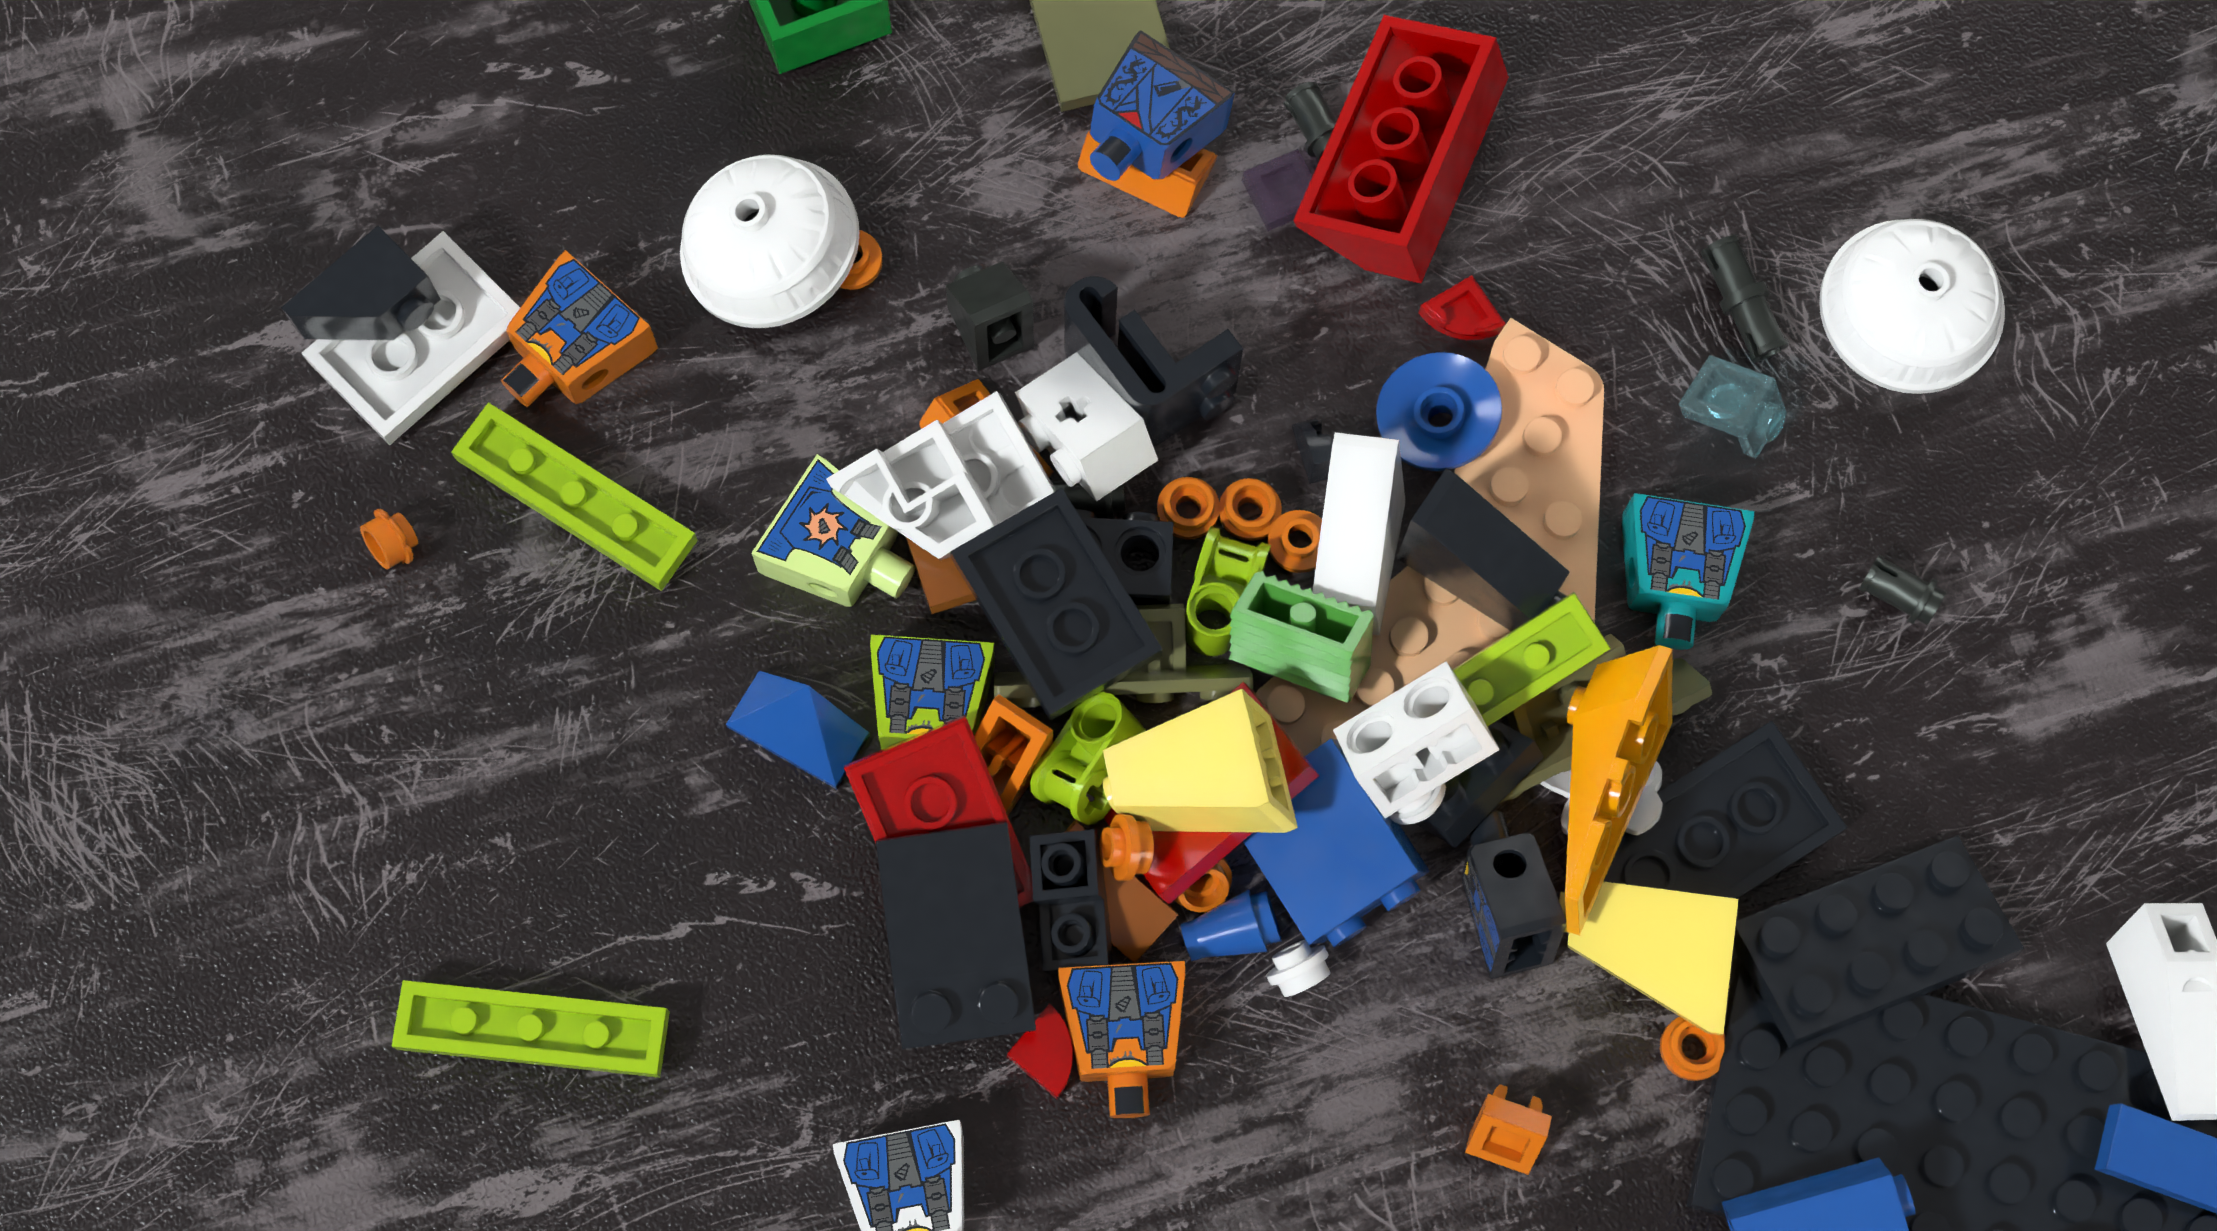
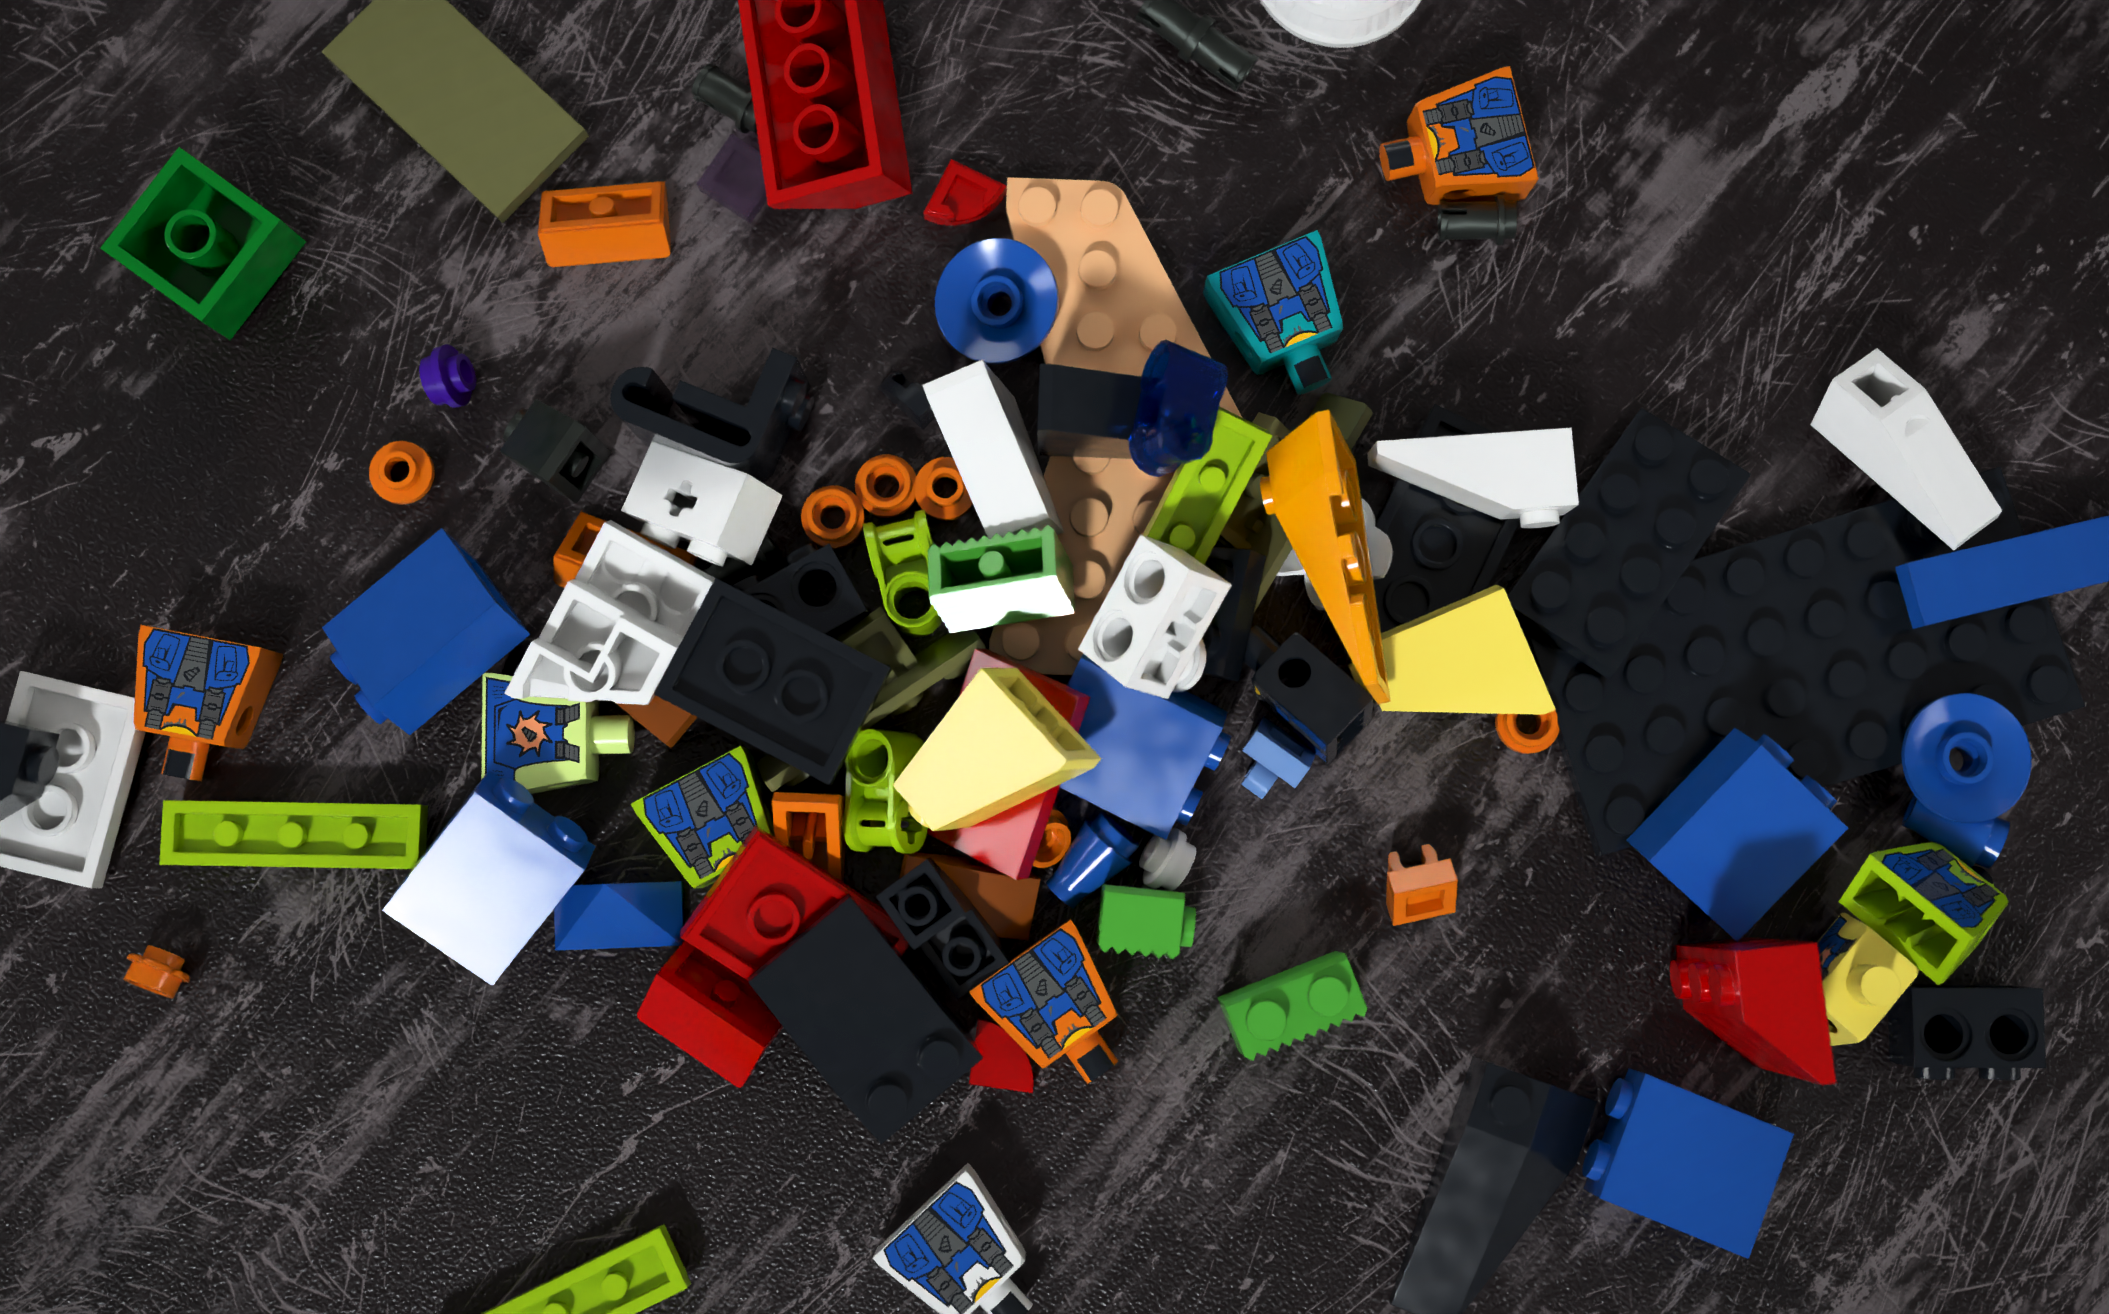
camera: 30 degrees left, 10 degrees up
(717, 622) = (491, 877): none -> brick
(781, 259) = (341, 507): white hat -> none
(788, 394) = (423, 633): none -> blue brick
(824, 855) = (709, 1014): none -> red panel
(939, 204) = (447, 377): none -> dark purple plate
(1127, 847) = (964, 856): orange plate -> none
(1155, 112) = (585, 179): blue torso -> none
(1247, 999) = (1144, 921): none -> bright green brick
(1333, 1159) = (1292, 1004): none -> bright green brick
(1448, 938) = (1275, 756): none -> medium blue tile
(1539, 575) = (1175, 408): none -> clear blue piece
(1736, 403) = (1243, 139): clear light blue bracket -> none
(1788, 804) = (1496, 473): none -> white slope
(1930, 519) = (1466, 143): none -> torso

